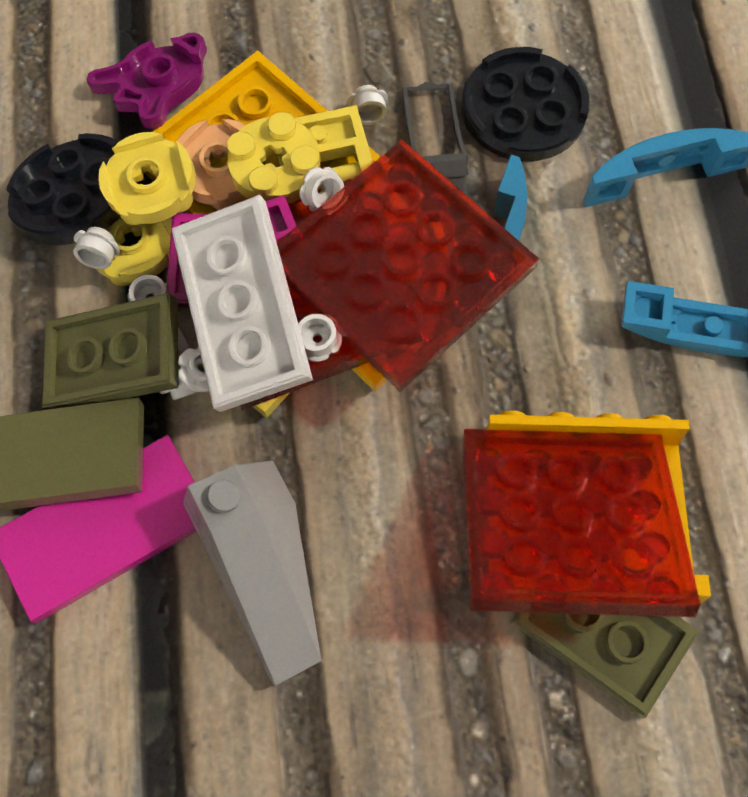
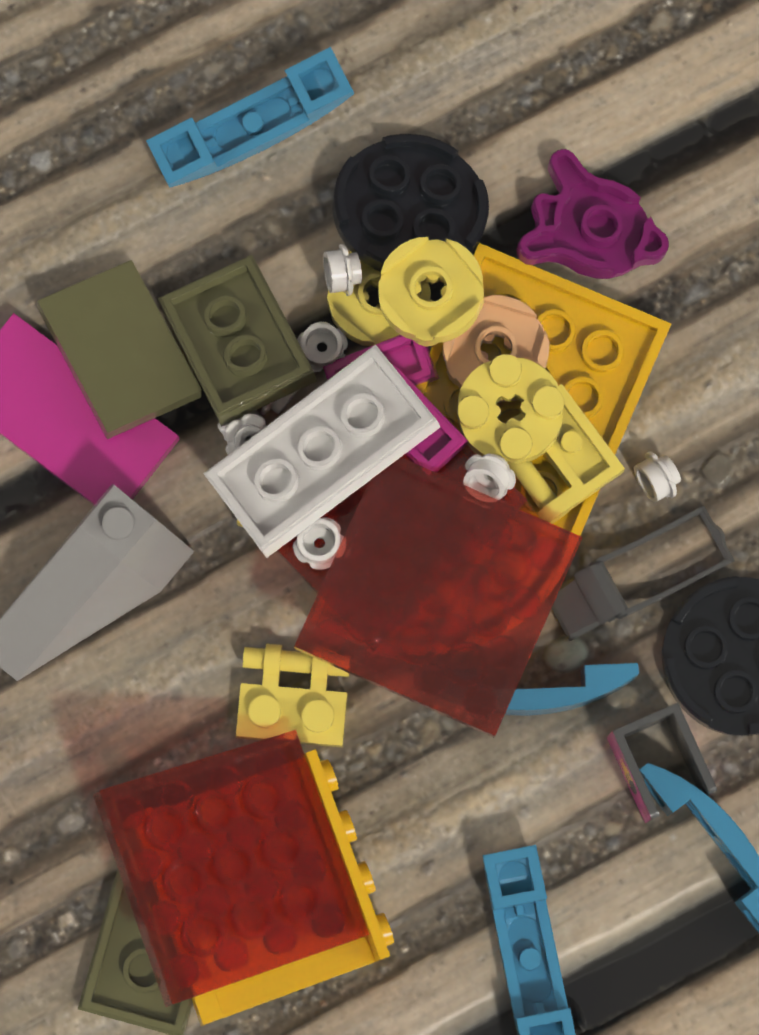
camera: 70 degrees right, 10 degrees up
(439, 444) = (274, 710): none -> light yellow plate
(588, 195) = (685, 743): none -> dark grey piece

